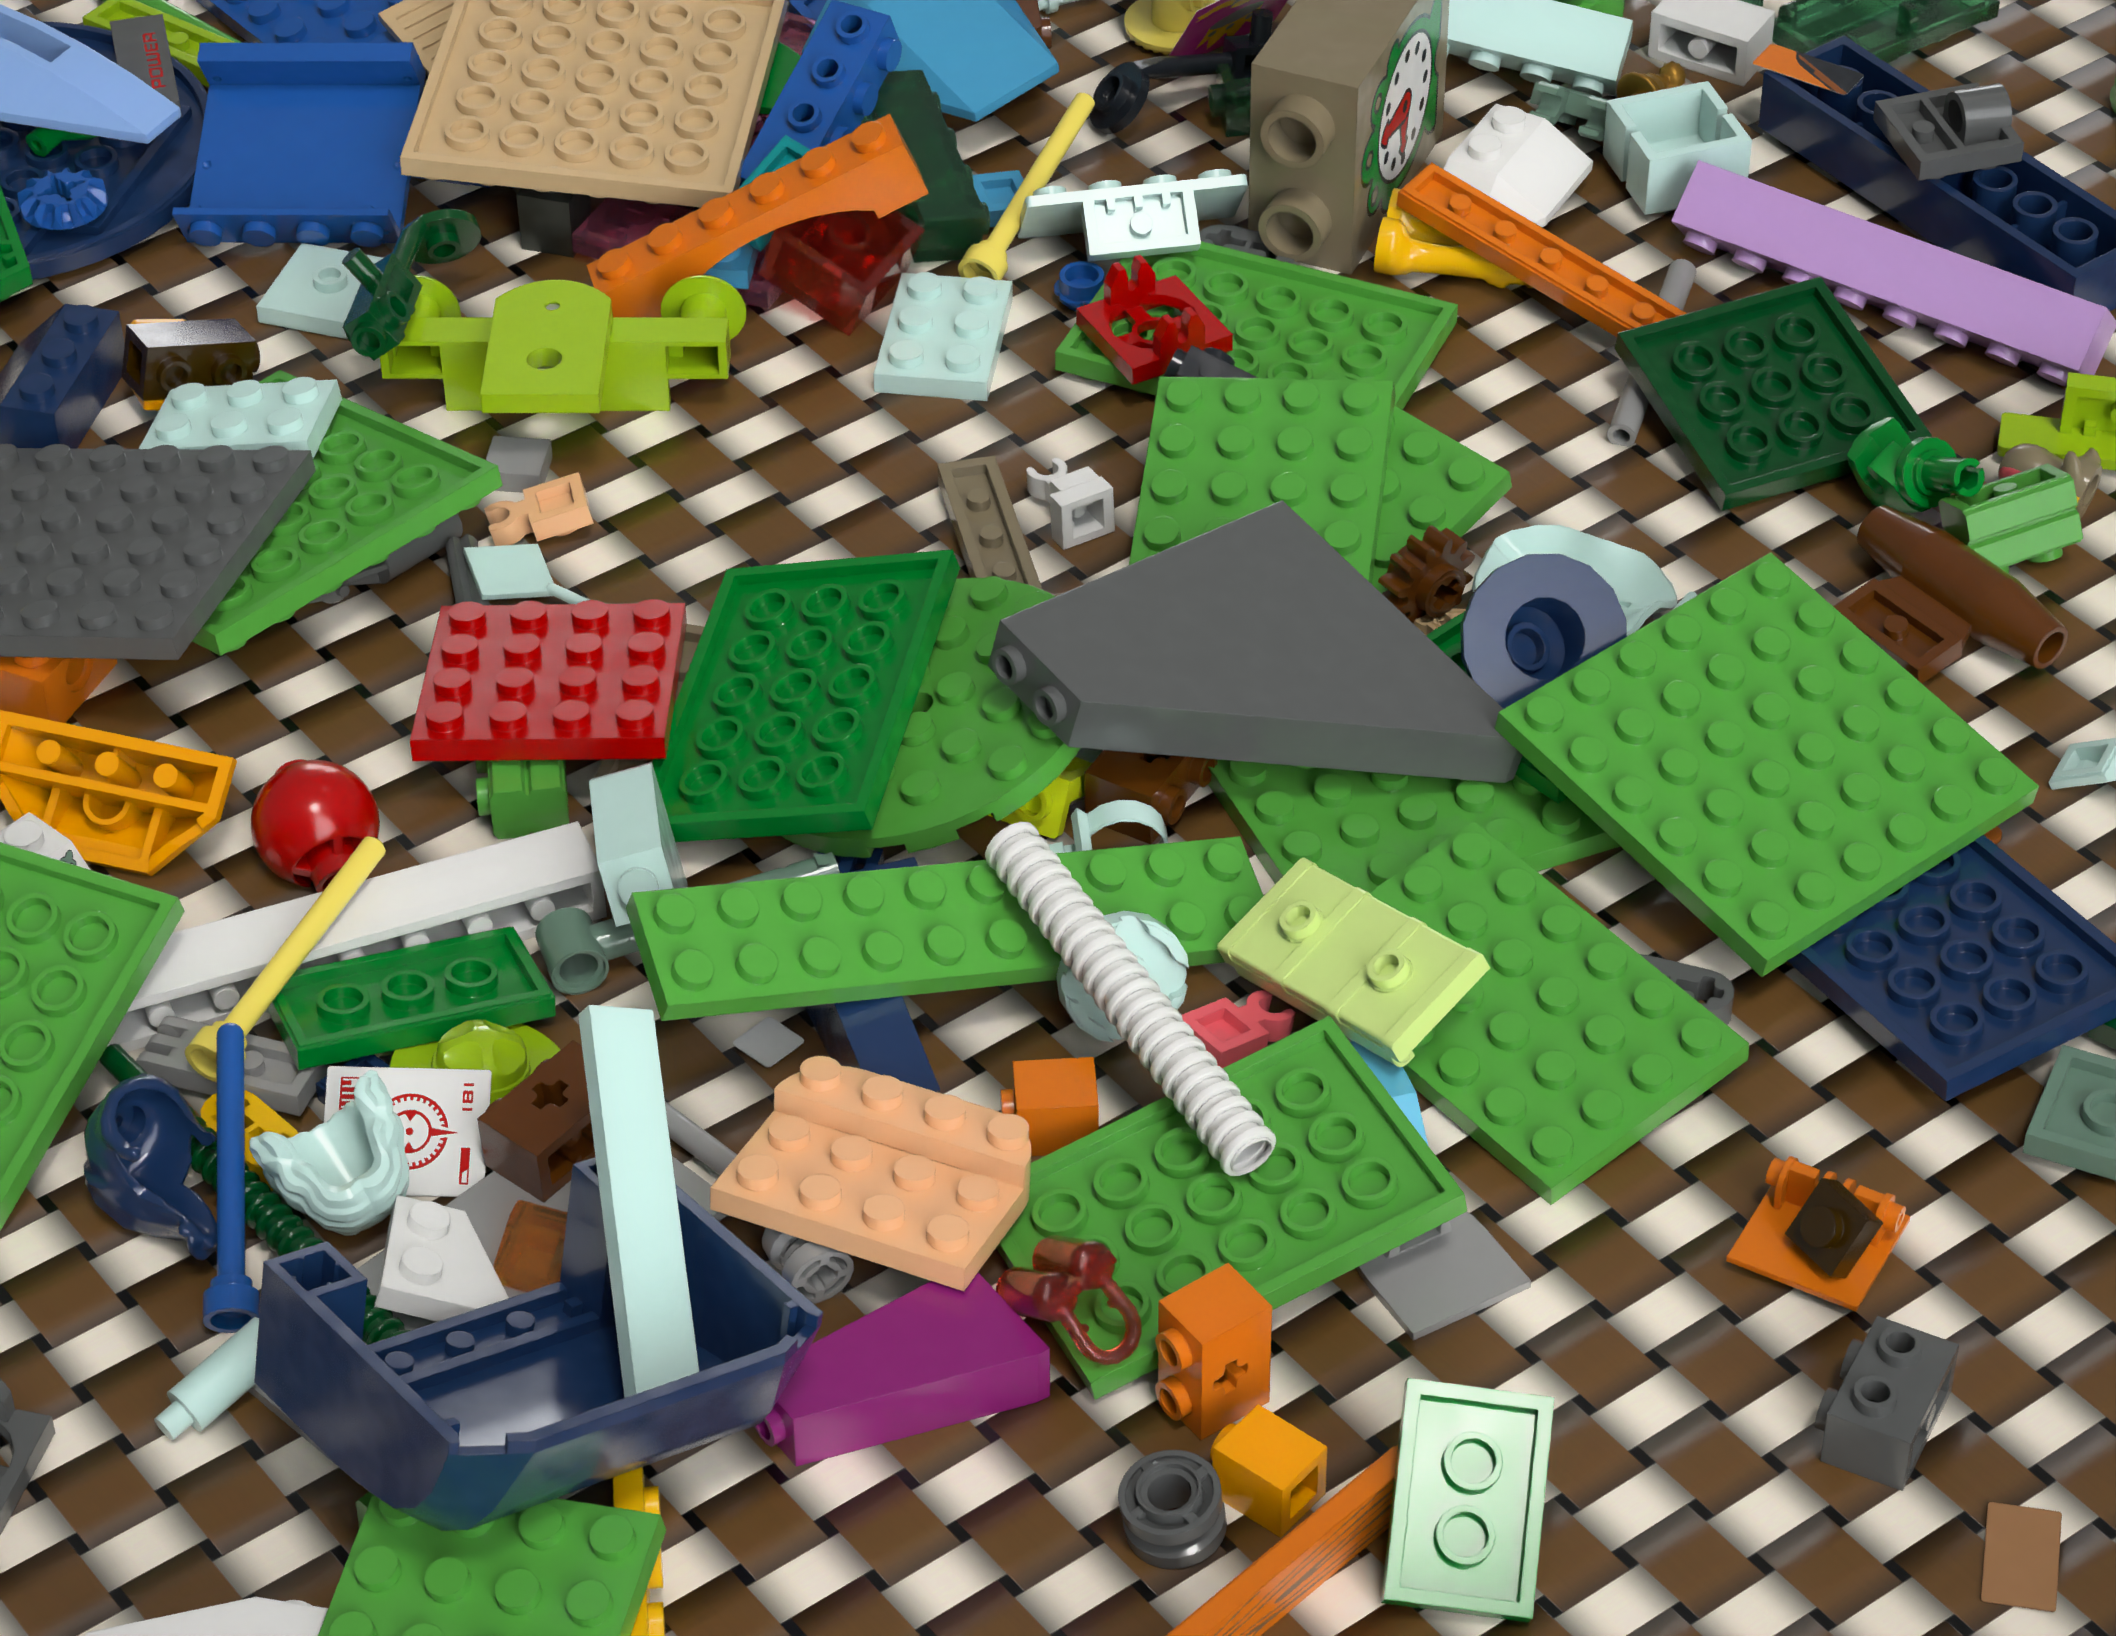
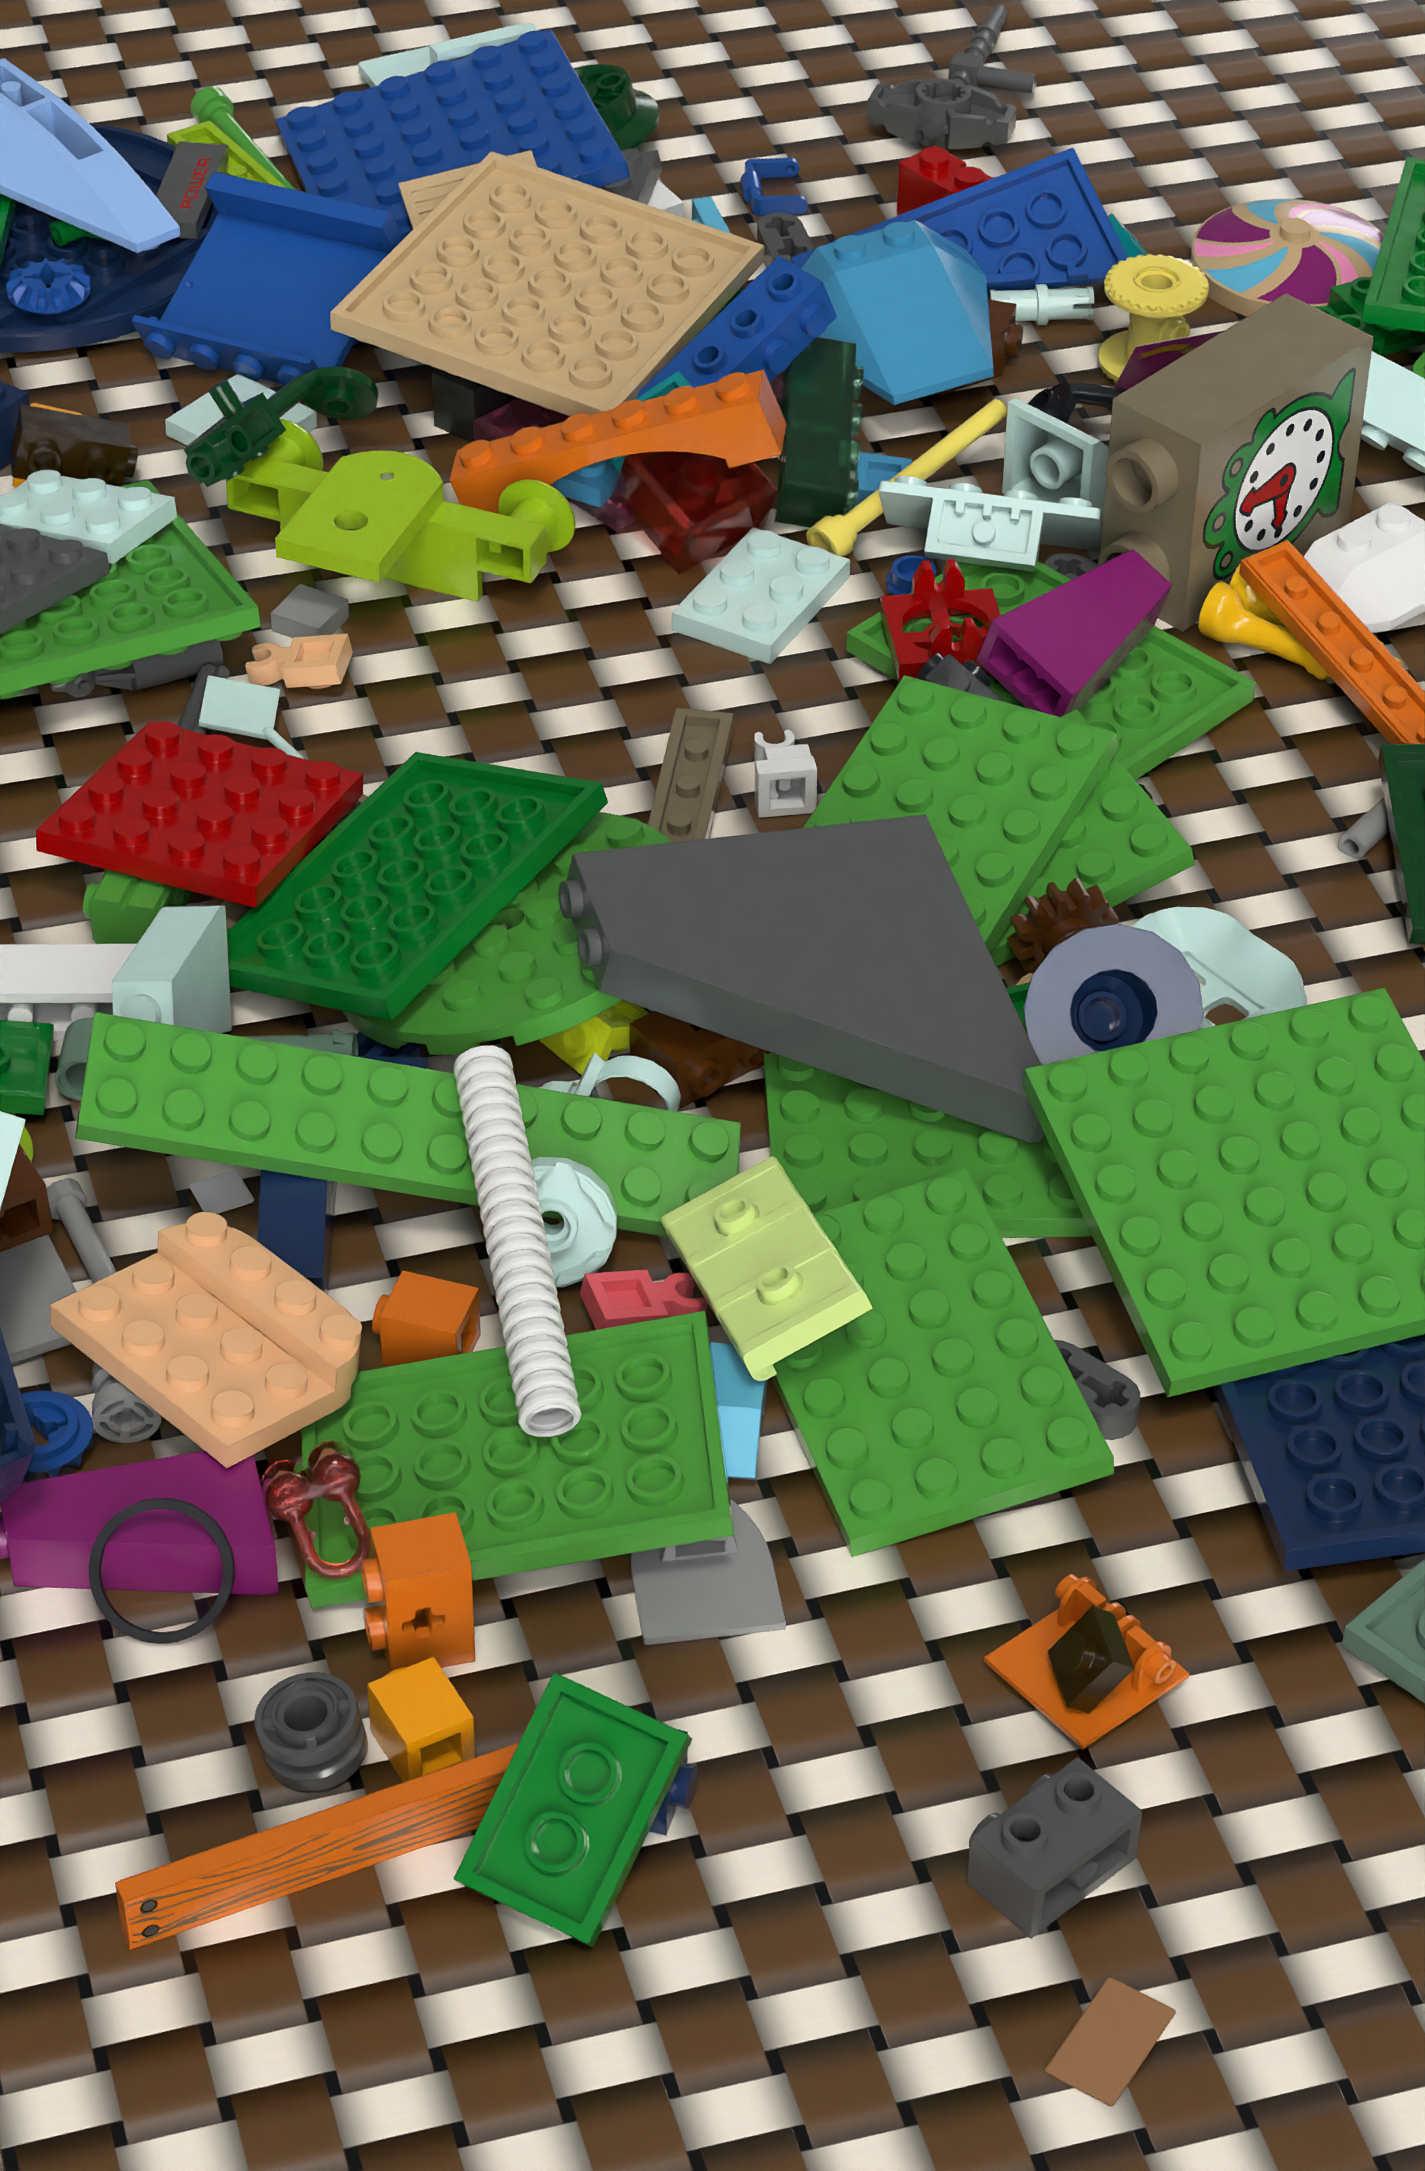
camera: 20 degrees right, 0 degrees up
(1006, 1440) = (96, 1581): none -> black piece
(1164, 138) = (1052, 457): none -> light aqua slope
(1286, 302) = (1075, 636): none -> magenta slope

